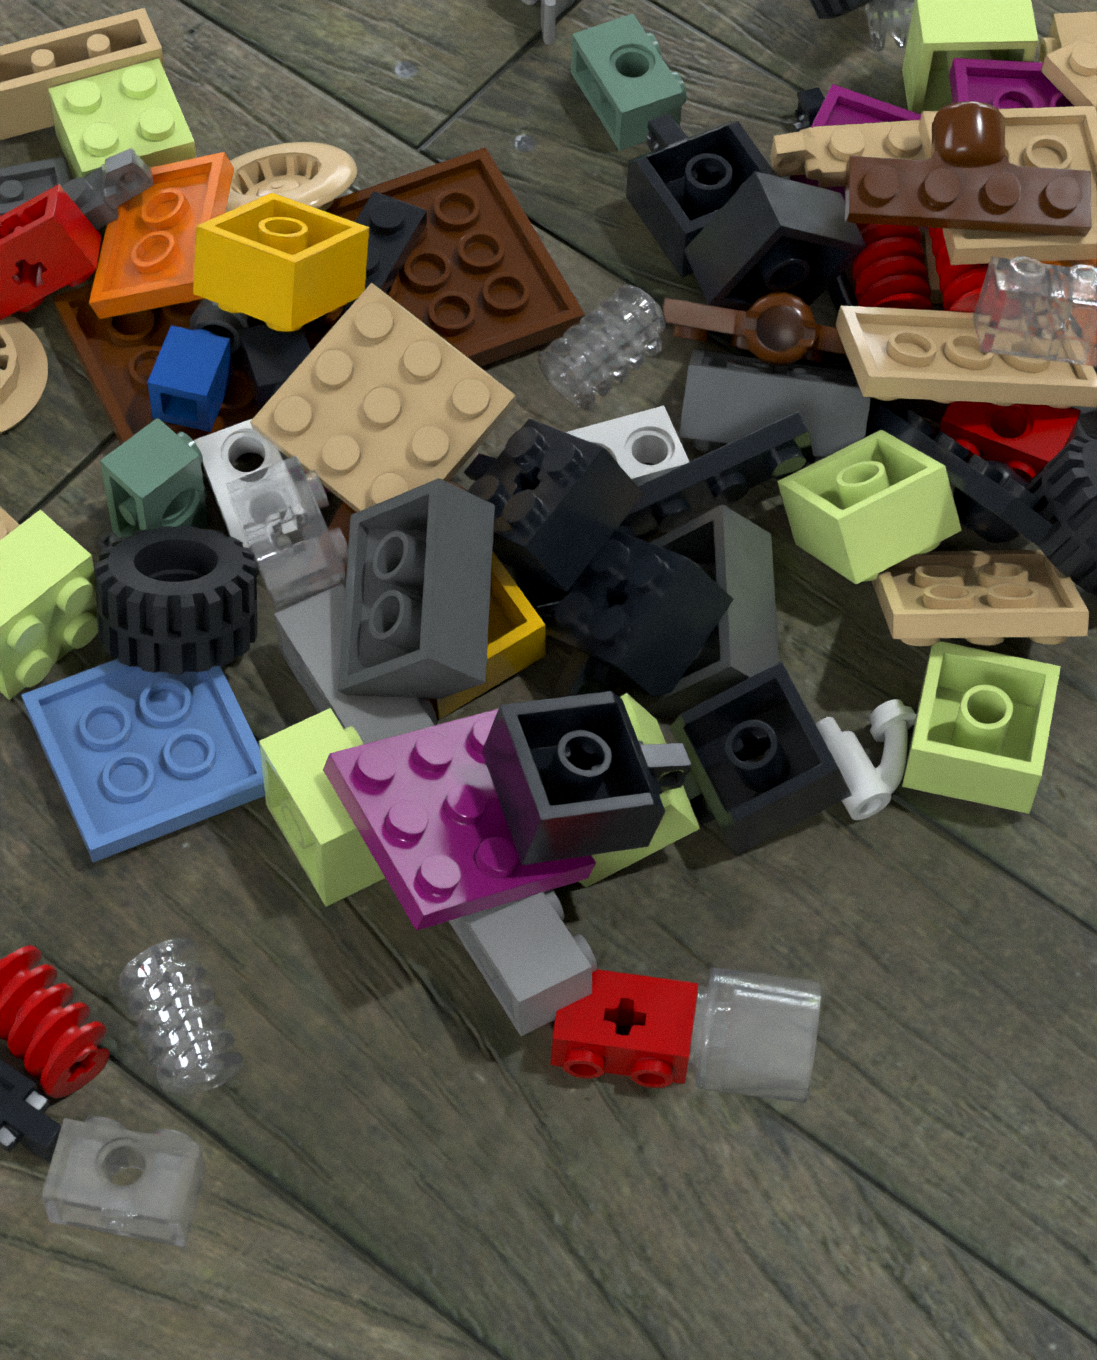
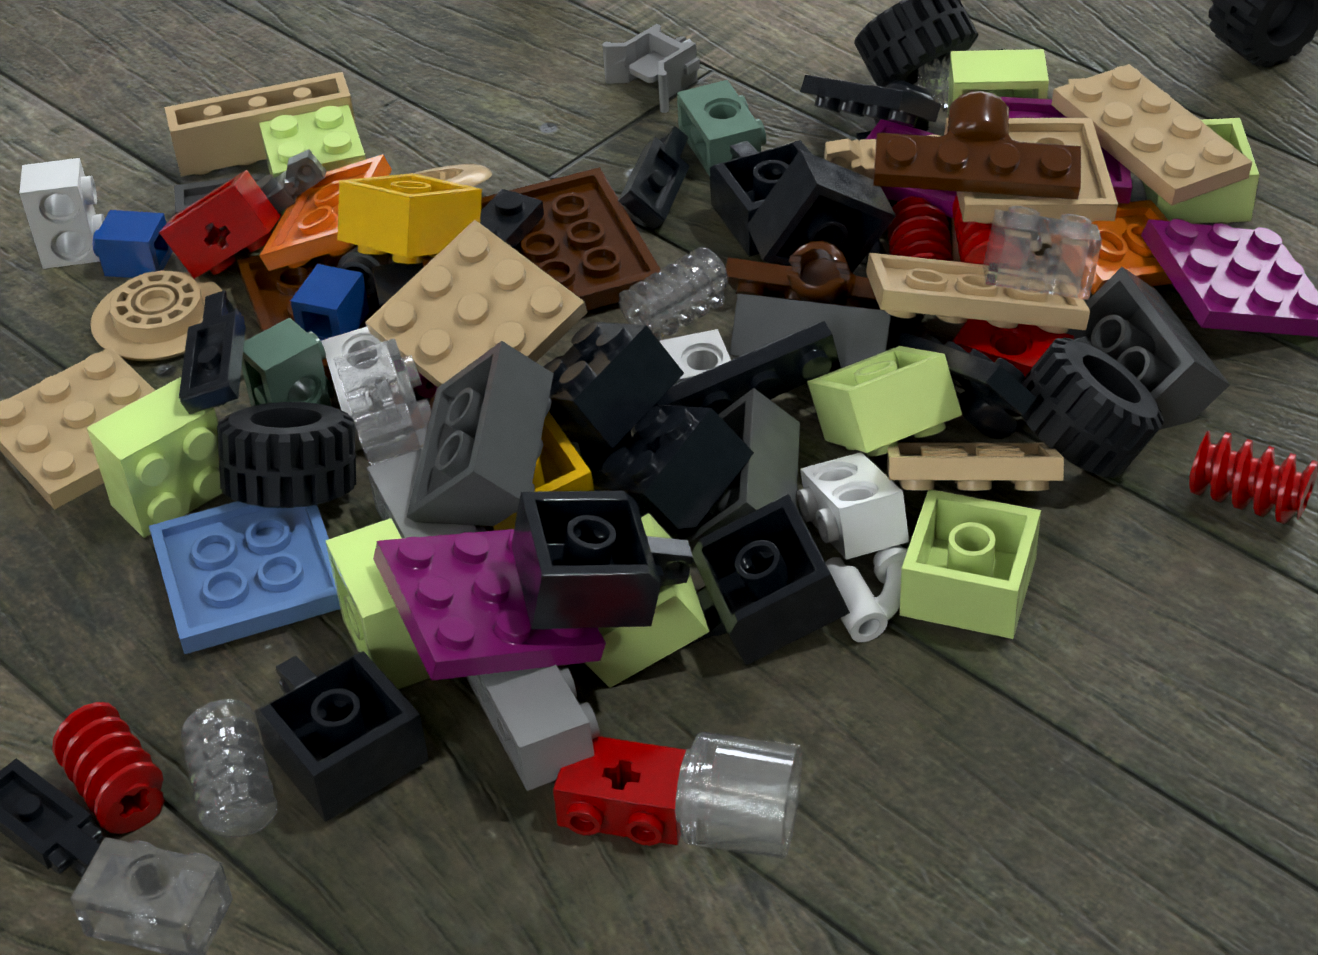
camera: 10 degrees right, 15 degrees down
(81, 484) = (213, 356): none -> black hinge
(299, 966) = (341, 732): none -> black hinge
(557, 161) = (656, 179): none -> black hinge
(844, 55) = (895, 102): none -> black plate
(844, 652) = (853, 505): none -> white brick

